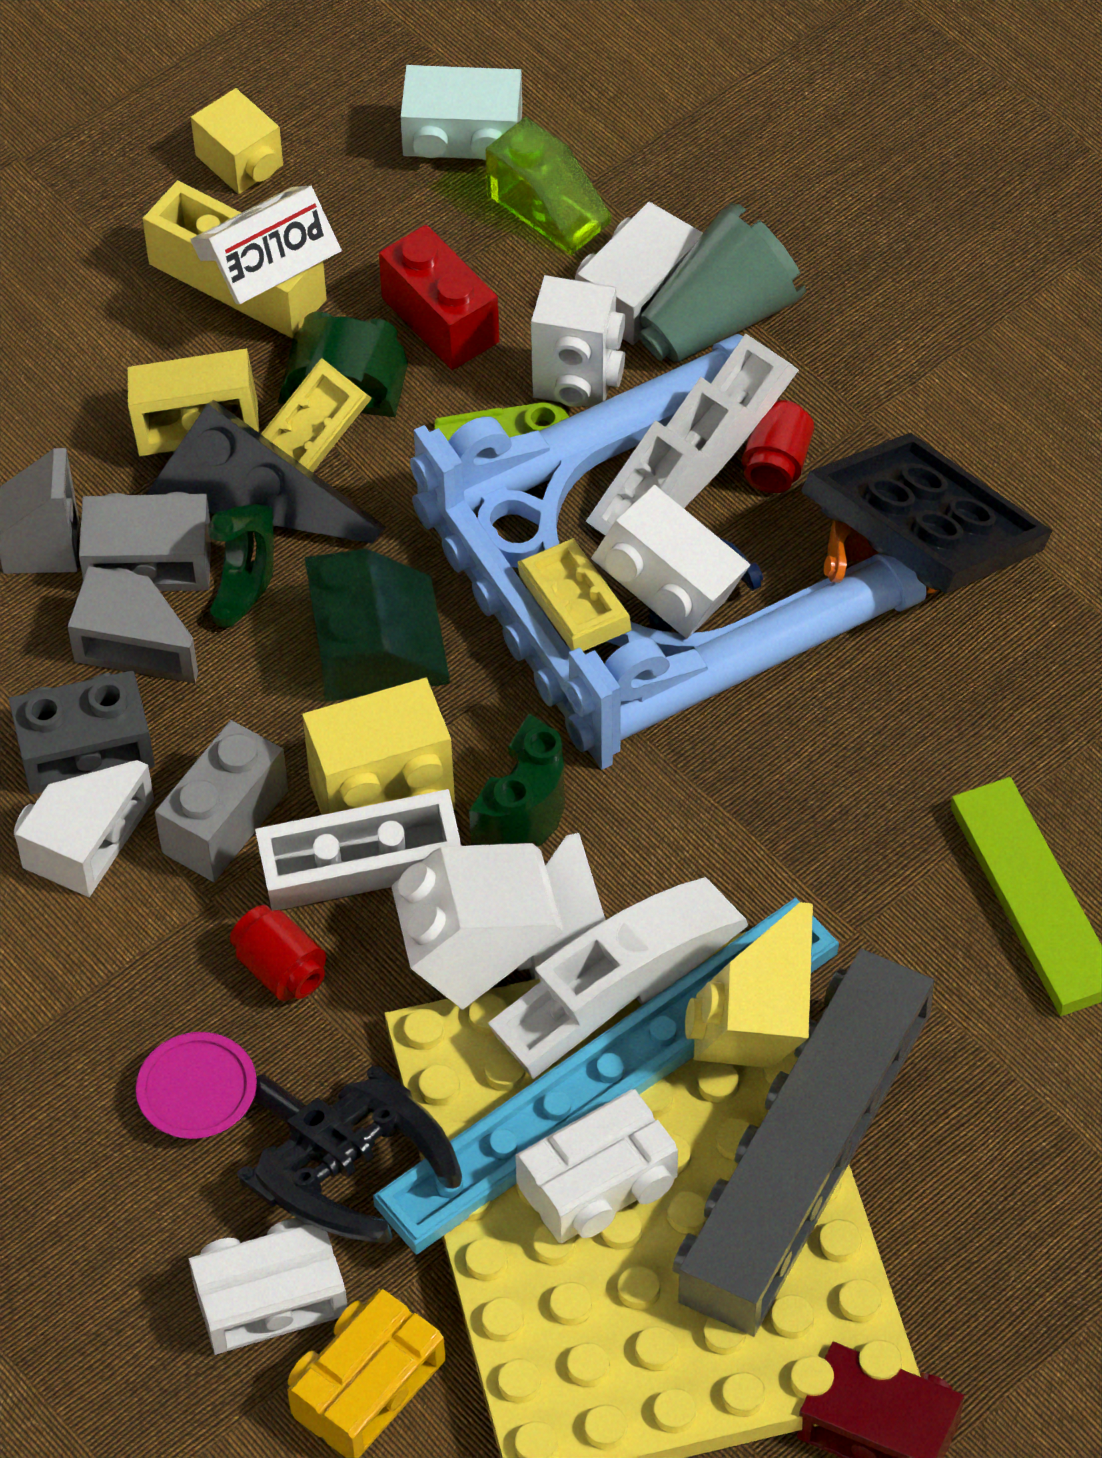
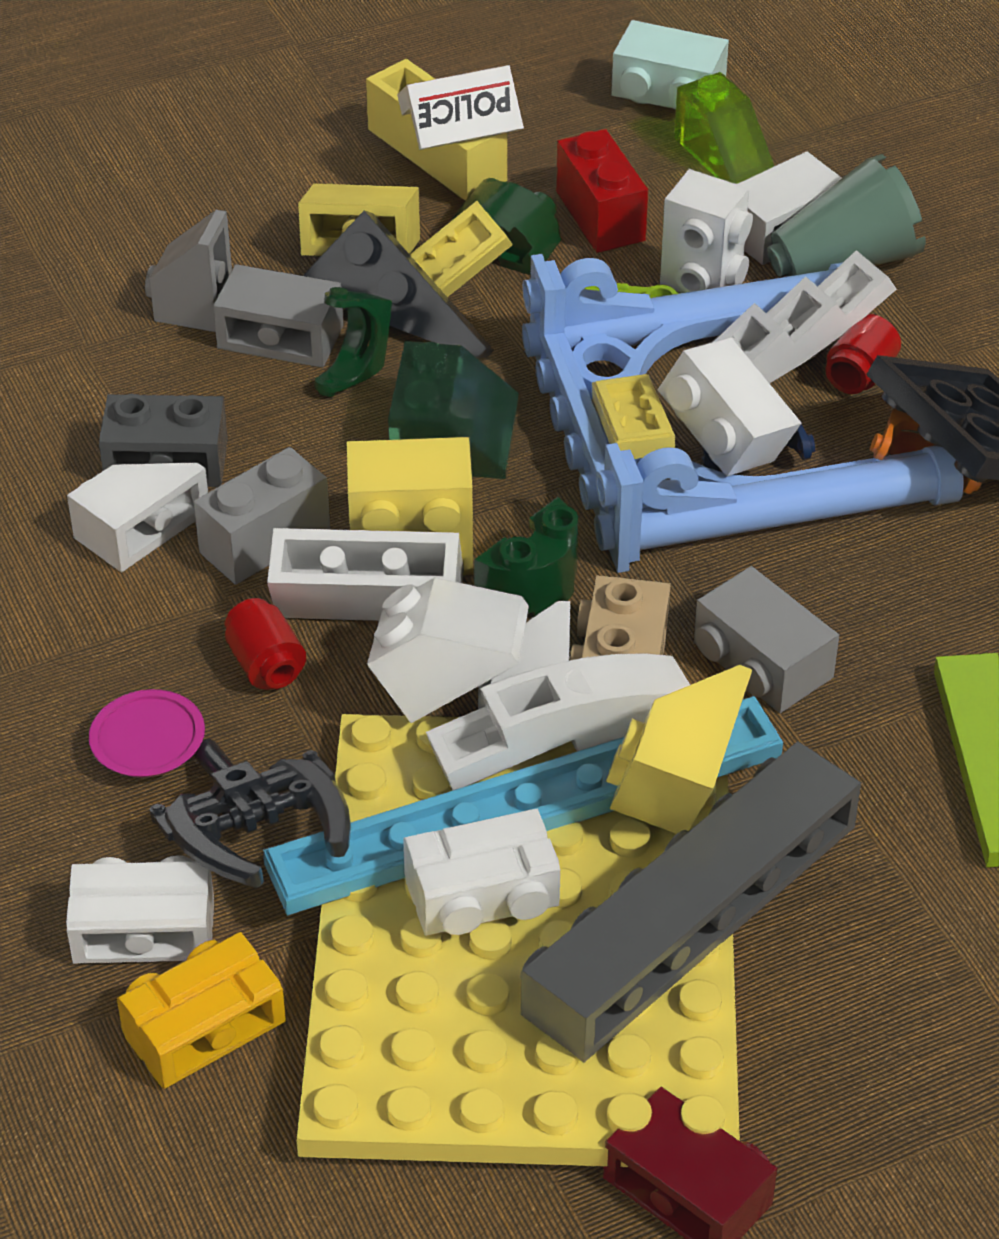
camera: 15 degrees right, 10 degrees down
(129, 627) = (242, 367): light grey slope -> none
(237, 141) = (471, 46): light yellow brick -> none
(637, 845) = (623, 618): none -> tan brick
(779, 820) = (768, 631): none -> light grey brick

